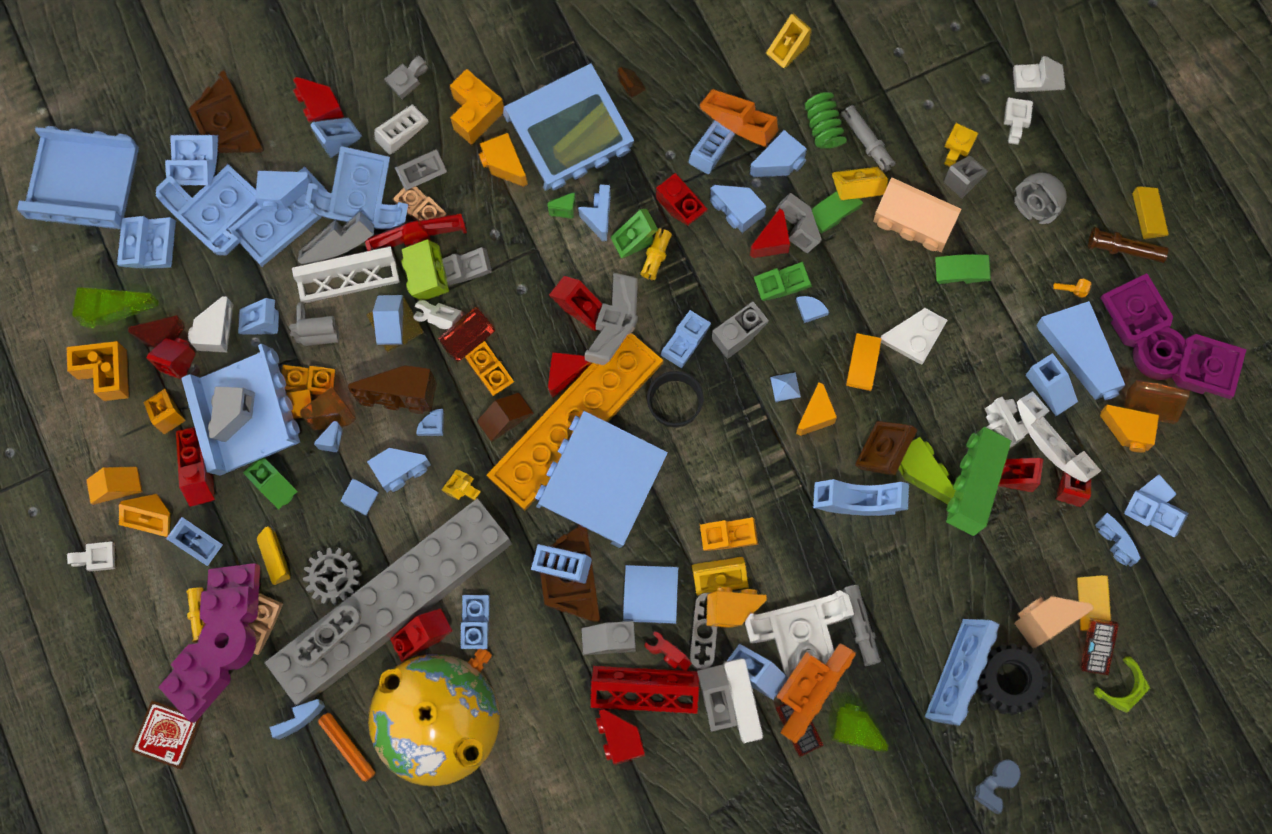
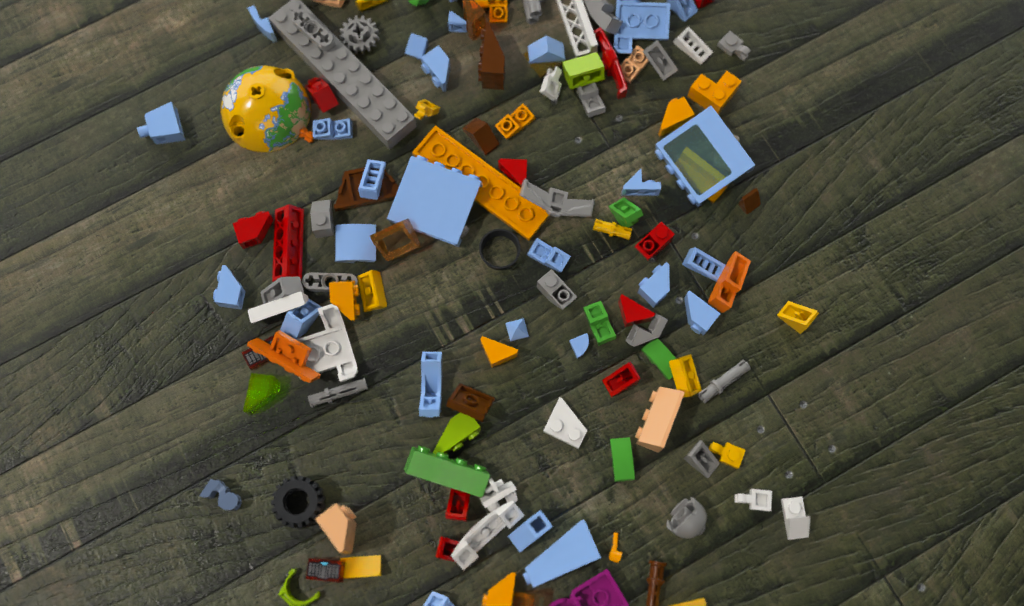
camera: 80 degrees right, 0 degrees up
(346, 747) = (245, 57): orange axle -> none
(432, 424) = (472, 89): light blue tile -> none
(466, 334) = (538, 102): clear red slope -> none
(563, 206) = (643, 160): bright green slope -> none
(577, 301) = (570, 175): red slope -> none
(643, 537) = (404, 225): none -> clear orange tile
(672, 655) = (311, 259): red plate -> none
(709, 771) = (229, 290): none -> light blue slope
(729, 534) = (402, 295): light orange slope -> none
(823, 122) = (733, 344): bright green piece -> none
(861, 258) = (621, 379): none -> red slope
(863, 362) = (540, 385): light orange slope -> none
(962, 671) = (300, 463): light blue plate -> none
(1124, 548) = (404, 588): light blue slope -> none

